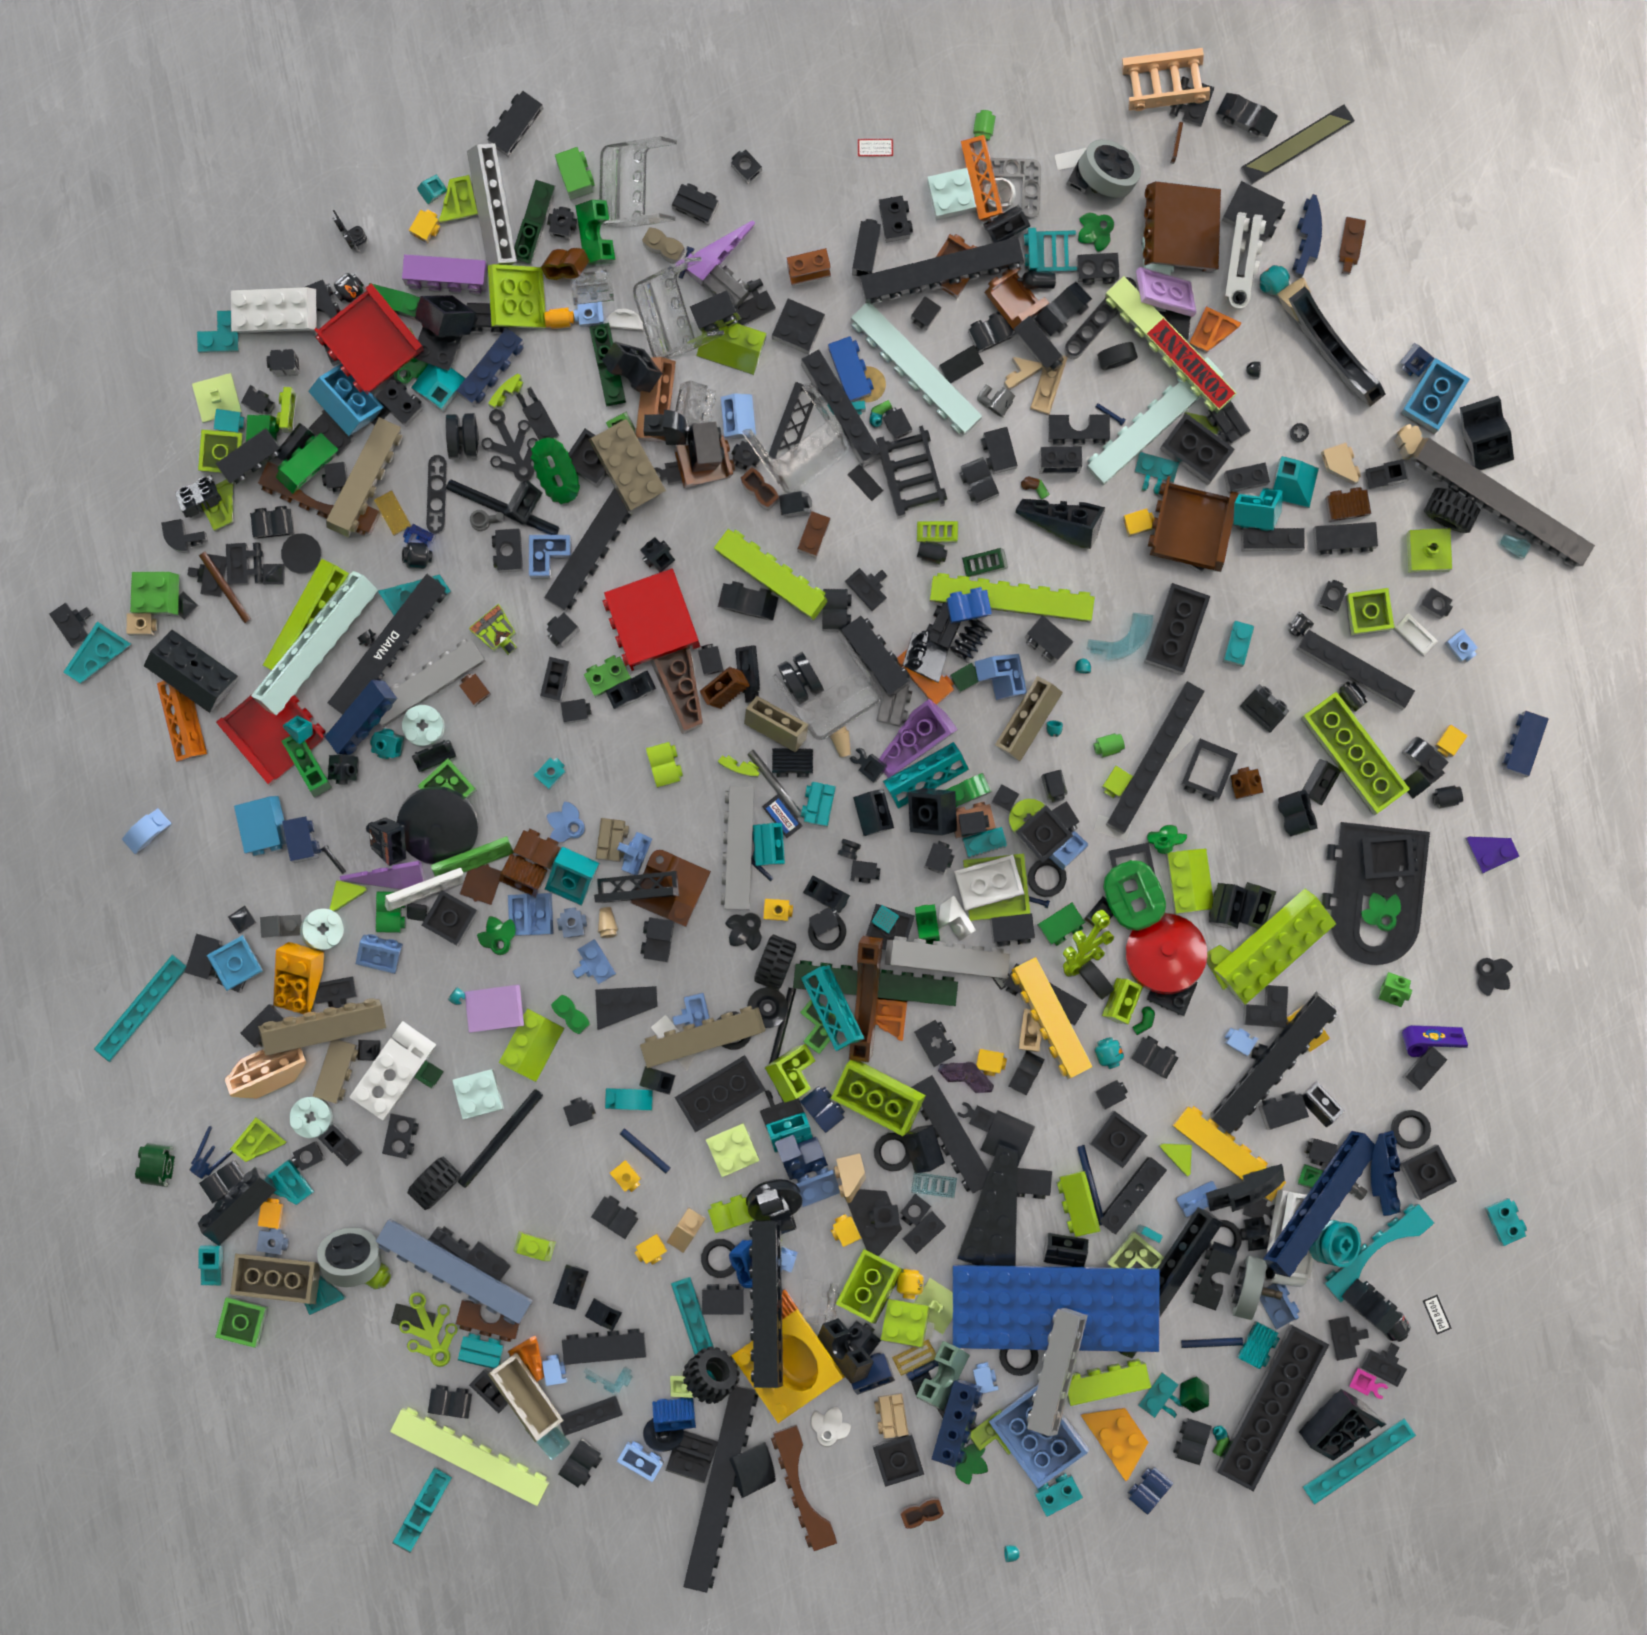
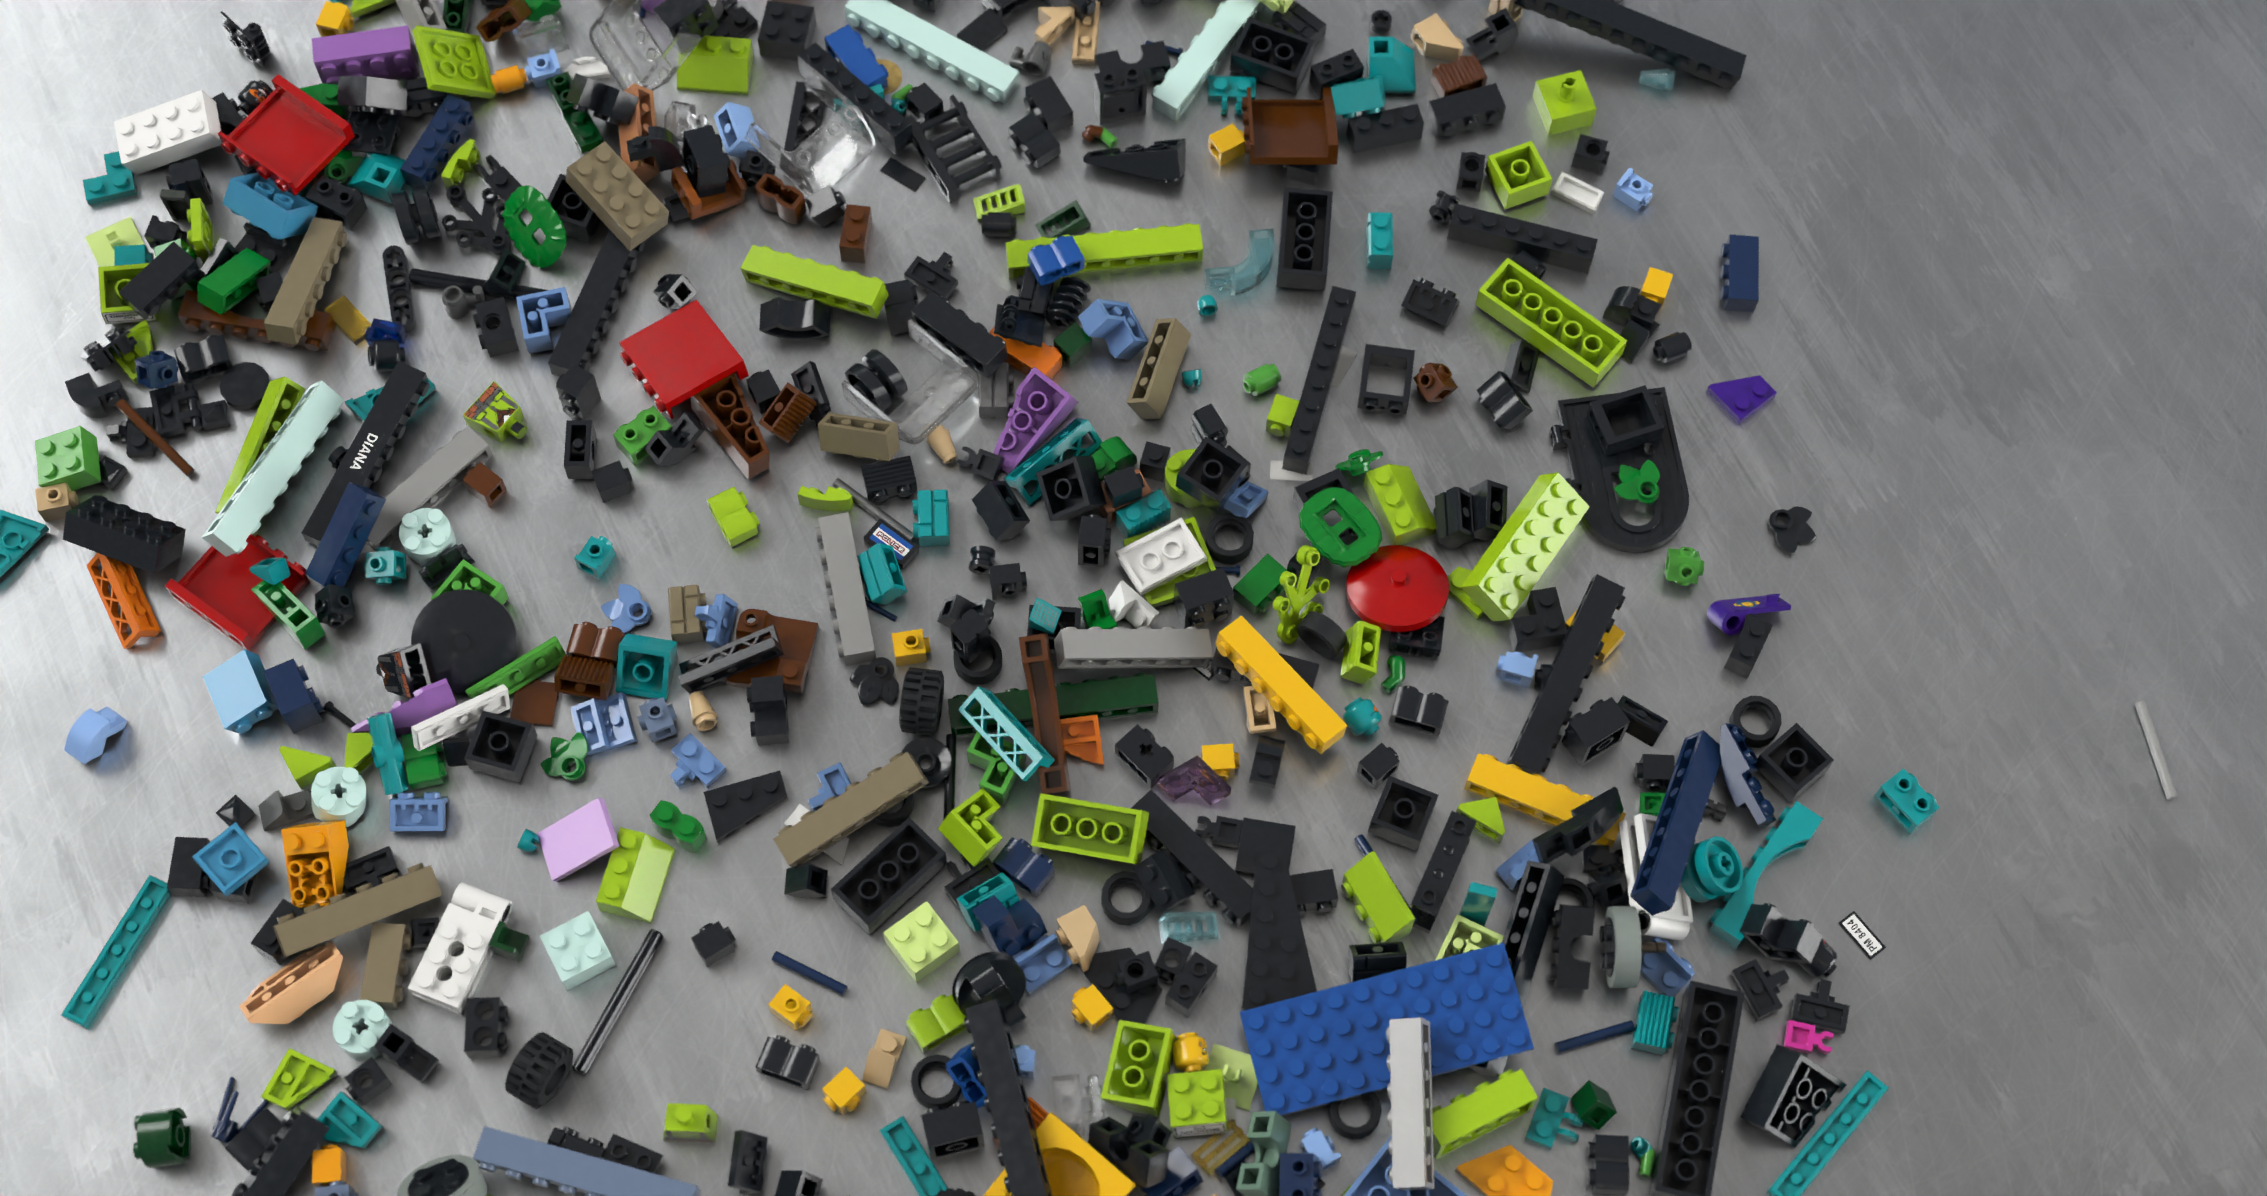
camera: 15 degrees left, 20 degrees down
(234, 530) = (156, 370): none -> dark blue brick
(272, 381) = (176, 203): none -> pearl dark grey tile
(299, 896) = (305, 765): none -> lime slope
(364, 905) = (387, 753): none -> teal piece
(628, 1099) = (774, 908): teal brick -> none
(1048, 640) = (1159, 279): black brick -> none
(1452, 510) = (1576, 48): black tyre -> none

